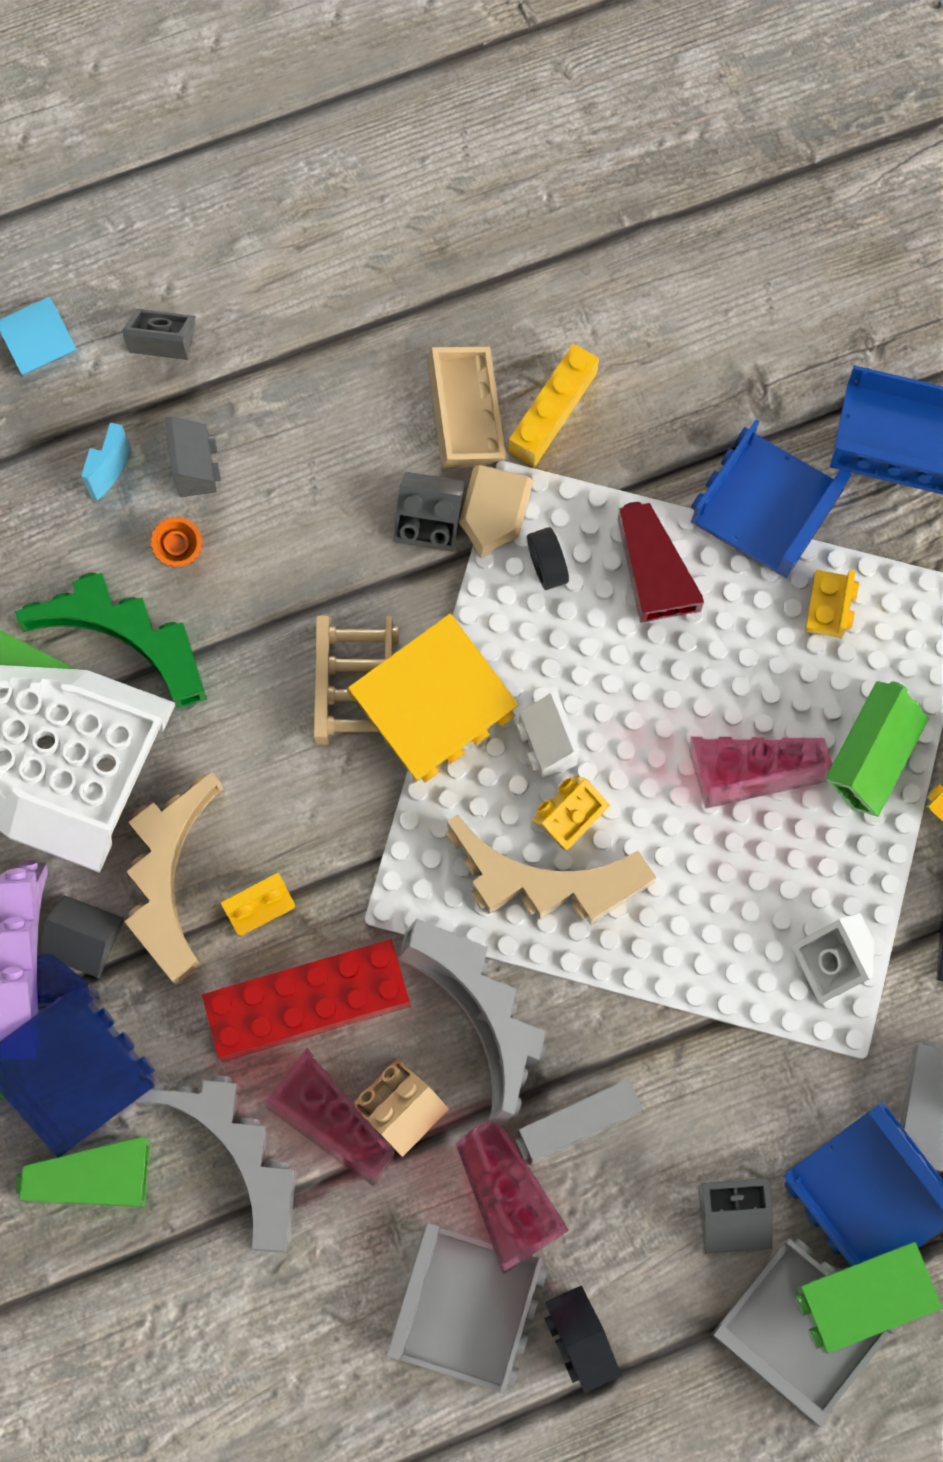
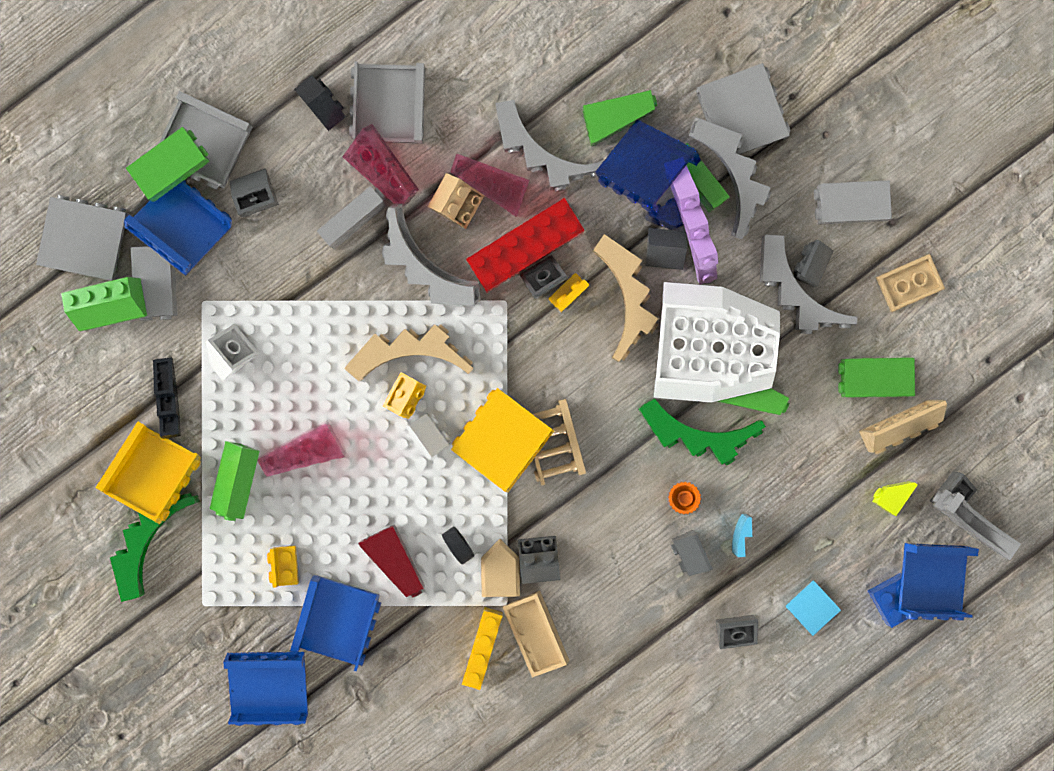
camera: 170 degrees right, 15 degrees up
(291, 939) = (543, 277): none -> dark grey slope

